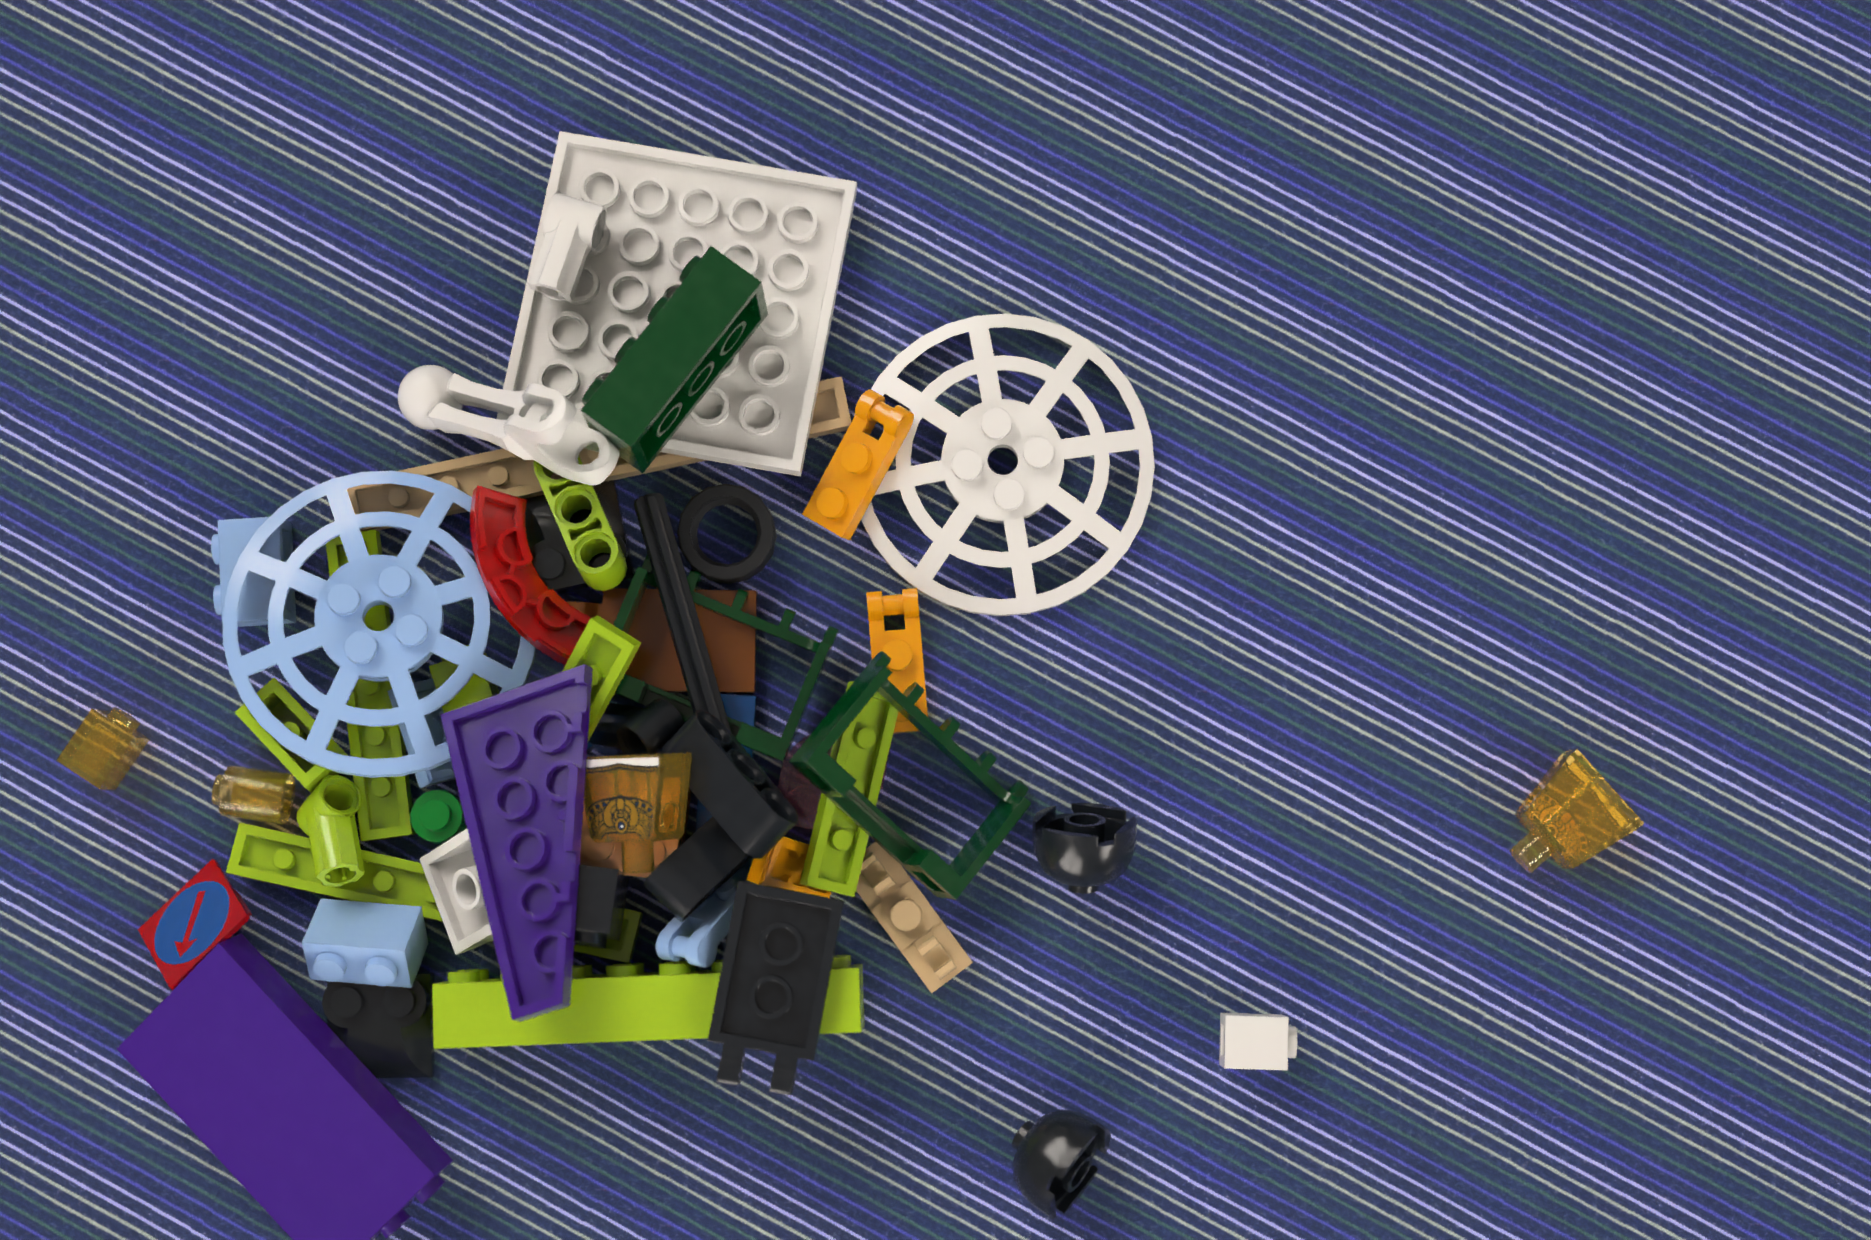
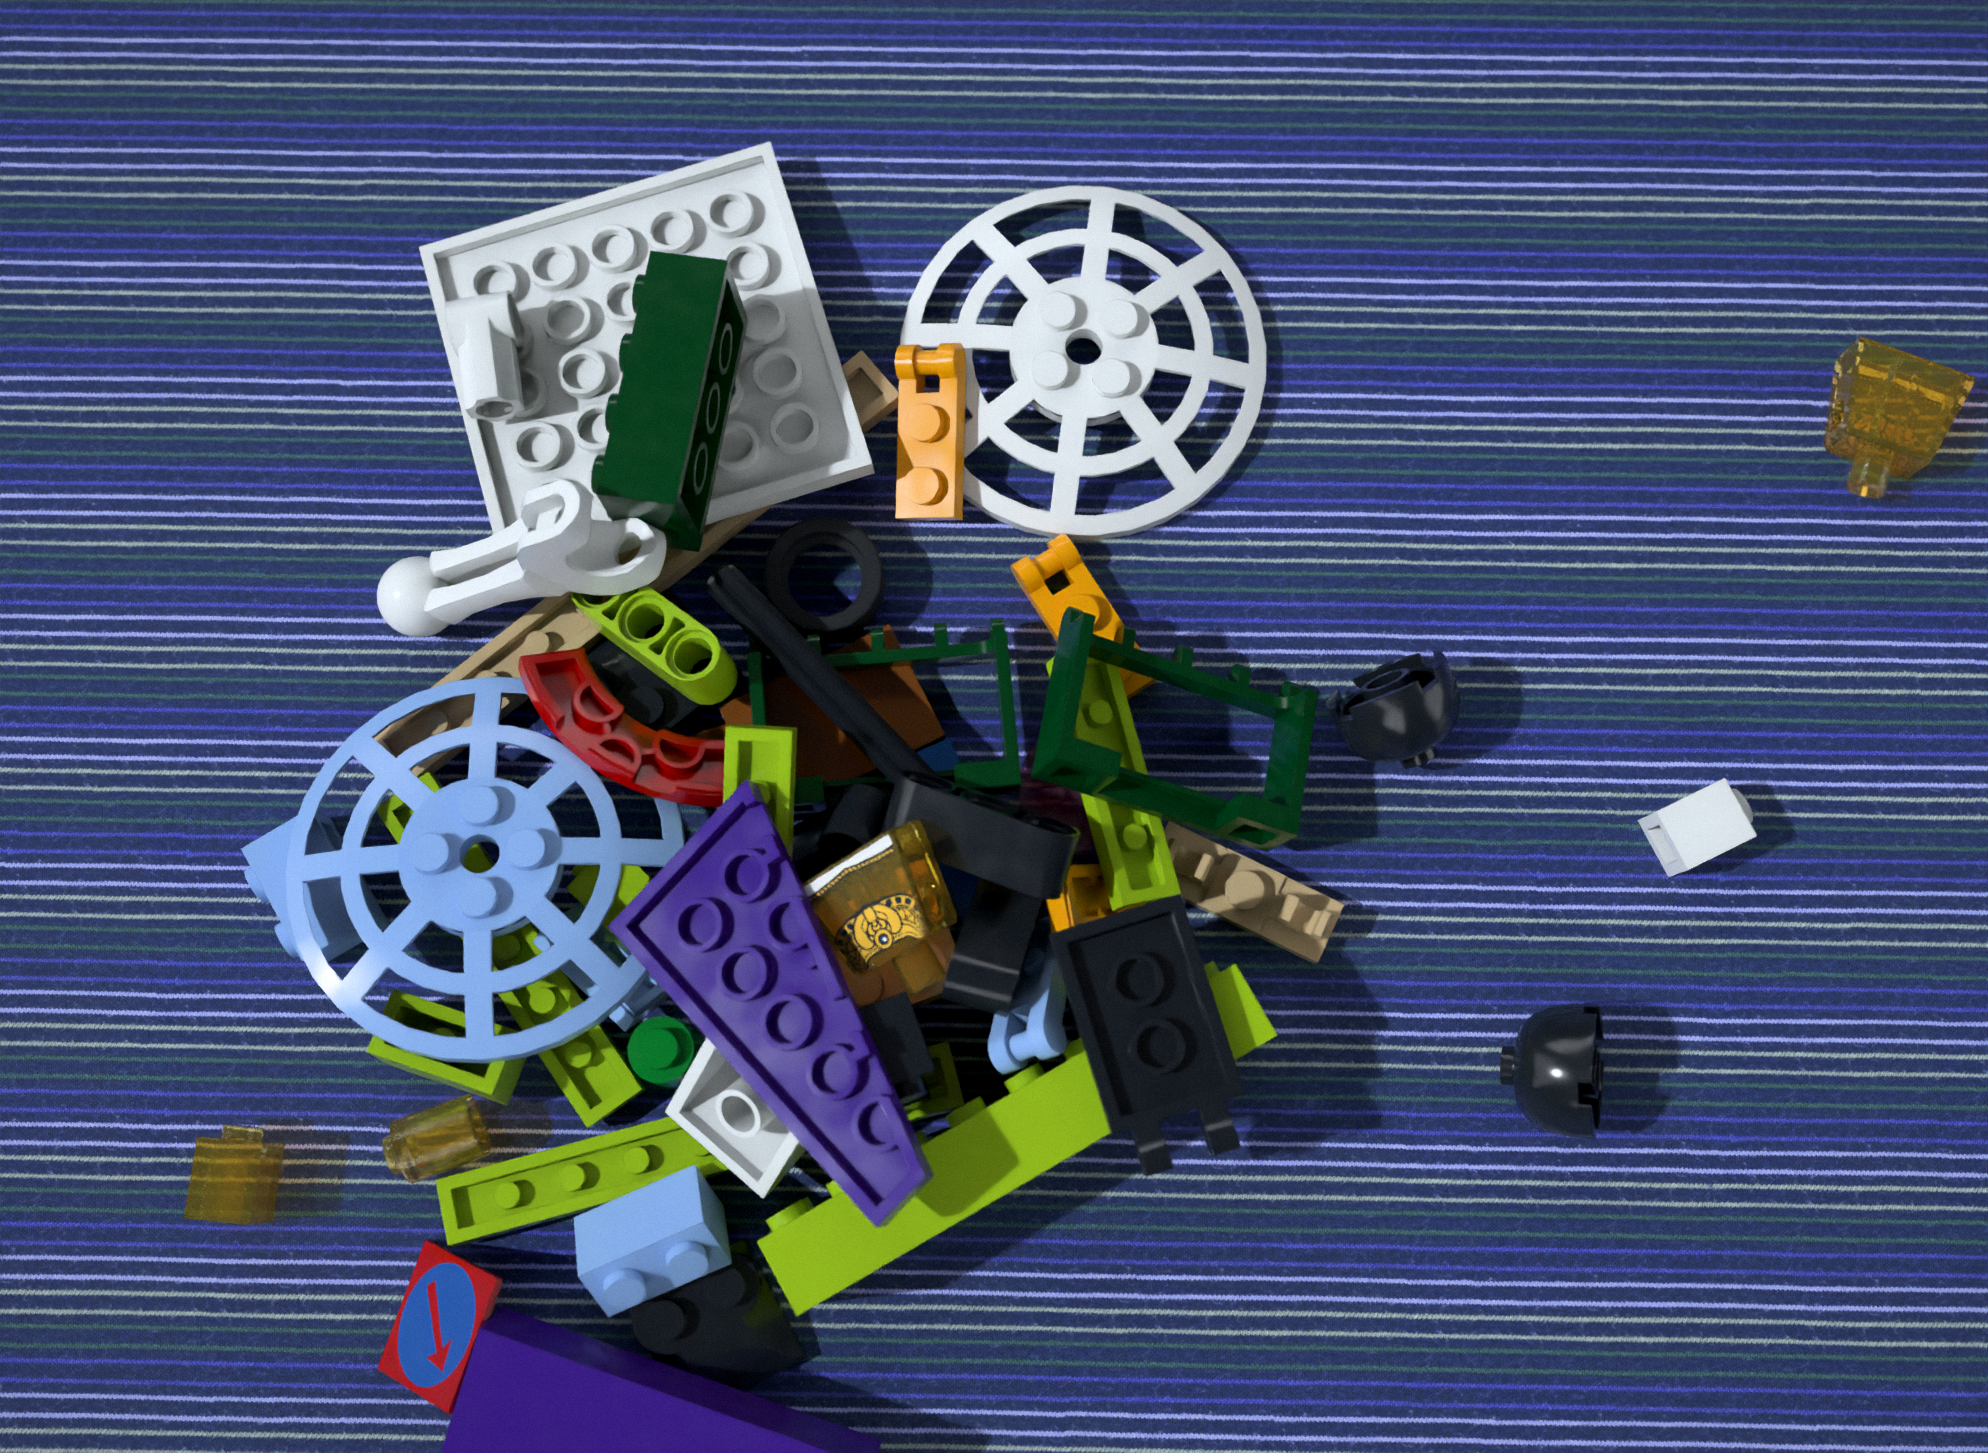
camera: 30 degrees left, 5 degrees down
(332, 829) = (543, 1125): lime piece -> none

